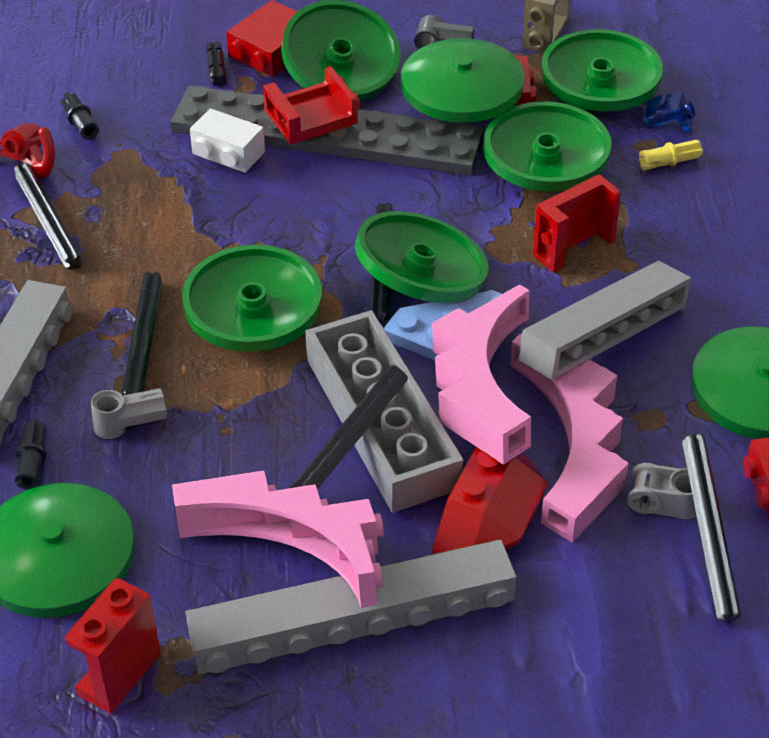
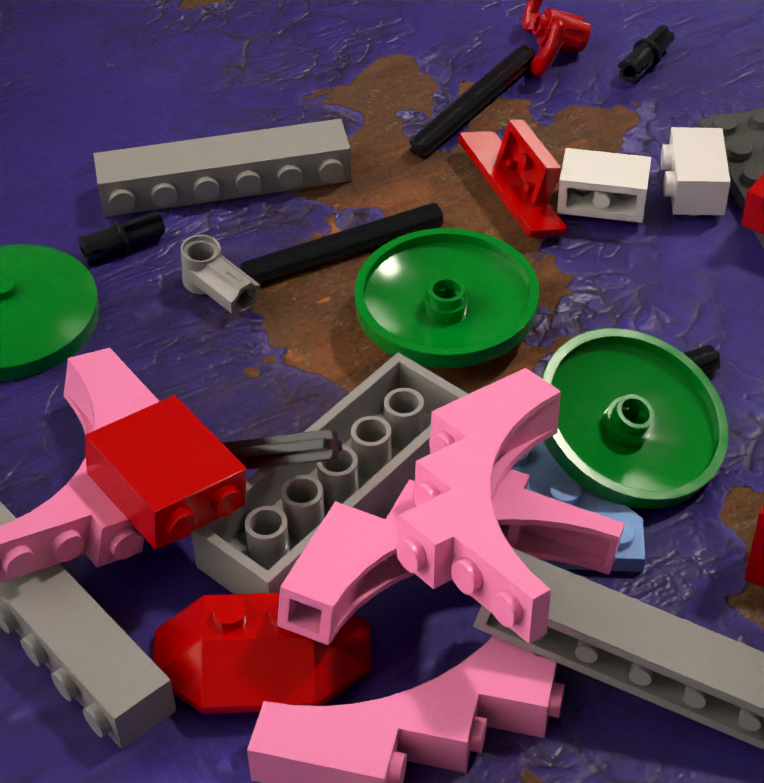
camera: 65 degrees right, 0 degrees up
(154, 216) = (520, 174): none -> red bracket
(204, 185) = (603, 185): none -> white brick
(354, 469) = (165, 471): none -> red brick
(480, 328) = (454, 521): none -> bright pink arch

